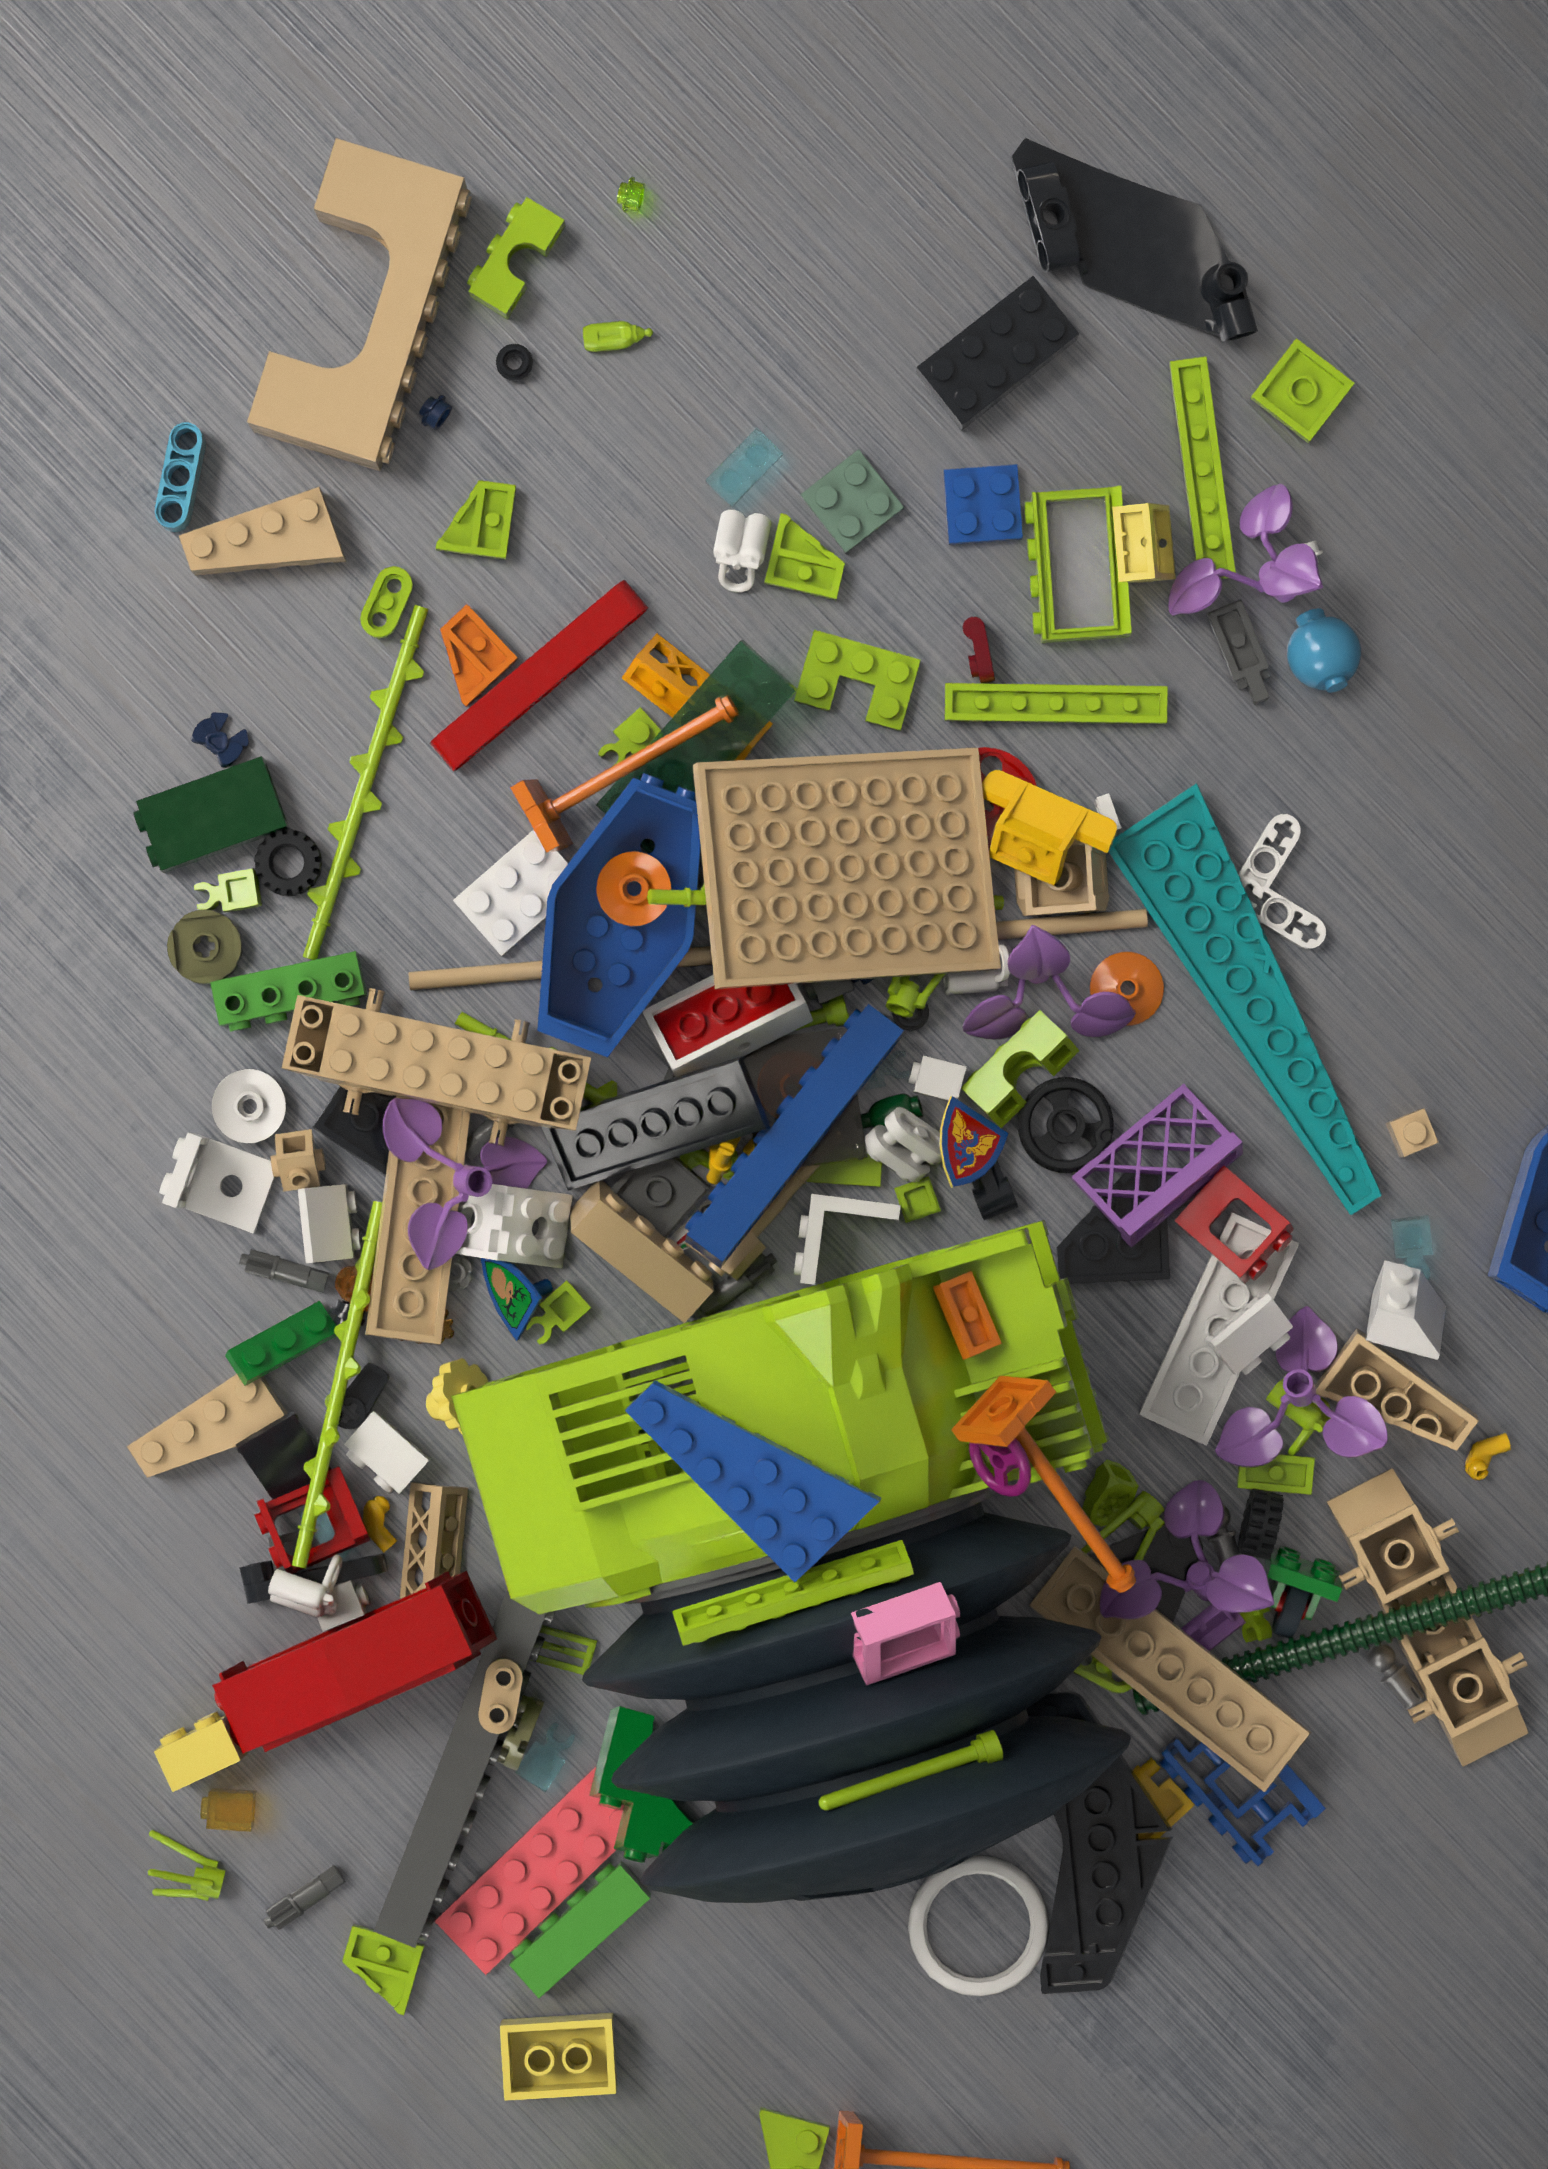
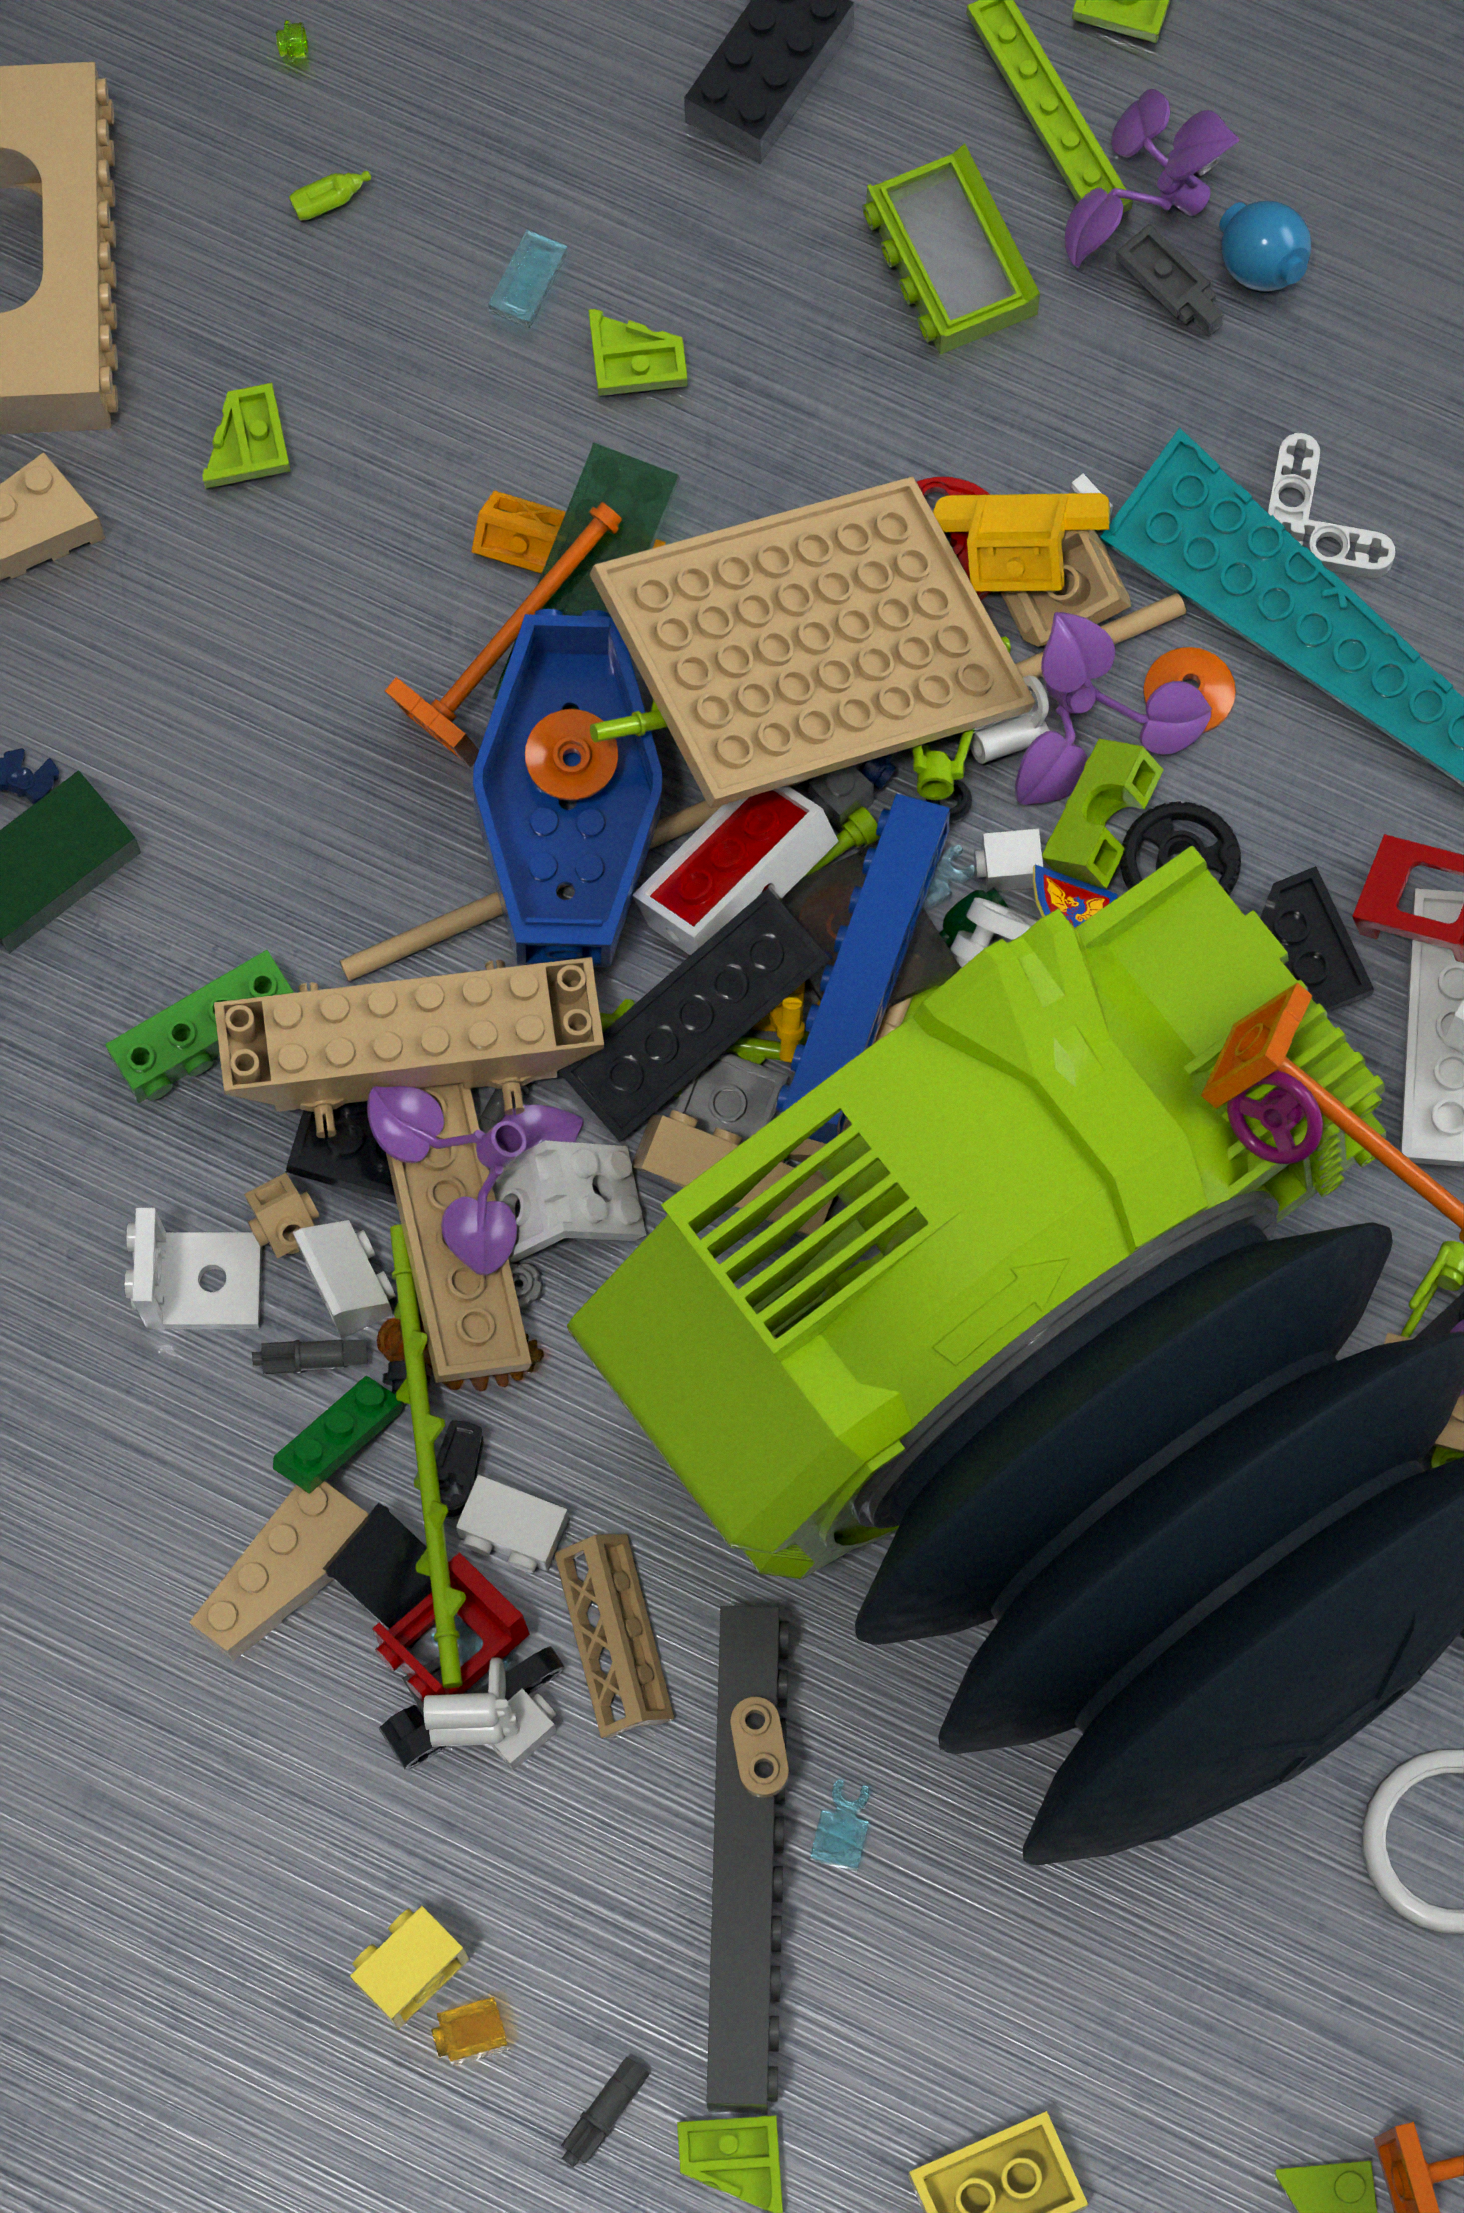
camera: 20 degrees left, 15 degrees down
(188, 933) = (59, 1008): olive plate -> none
(205, 1882) = (472, 2134): lime plant -> none
(229, 1102) = (197, 1155): white dish -> none
(235, 891) = (100, 939): plate -> none
(277, 841) = (147, 859): black tyre -> none
(355, 1664) = (562, 1775): red container -> none
(367, 766) = (208, 748): lime plant -> none
(373, 1520) = (525, 1599): yellow arm -> none
(385, 602) = (167, 564): lime plate -> none
(435, 412) = (151, 340): dark blue plate -> none
(453, 1379) = (577, 1423): light yellow plant -> none
(474, 654) = (290, 581): orange wing -> none
(508, 352) = (221, 247): black plate -> none
(512, 893) = (430, 831): white plate -> none
(513, 1294) = (582, 1266): shield -> none
(520, 1732) = (799, 1799): olive plate -> none
(529, 228) = (191, 112): lime arch -> none
(532, 1877) = (887, 1971): coral plate -> none
(539, 675) = (373, 580): red beam -> none
(579, 1929) = (963, 2019): bright green brick -> none
(586, 1656) = (821, 1708): lime tile -> none
(633, 735) = (500, 607): lime plate -> none
(646, 1818) = (959, 1809): green arch -> none
(740, 544) = (556, 353): white piece -> none
(765, 1488) = (1007, 1226): blue wing -> none
(783, 1596) = (1097, 1337): lime plate -> none
(852, 501) = (665, 276): sand green plate -> none
(886, 670) = (774, 441): lime plate -> none
(924, 1614) = (1226, 1399): bright pink window -> none
(967, 1315) = (1164, 976): orange plate -> none
(981, 662) = (864, 364): dark red plate -> none
(983, 504) = (815, 229): blue plate -> none
(983, 1749) = (1395, 1474): lime piece -> none
(1055, 703) = (982, 407): lime plate -> none
(1109, 1493) = (1406, 1265): lime rock -> none
(1137, 540) = (1015, 190): light yellow window -> none
(1176, 1190) = (1345, 870): medium lavender fence -> none

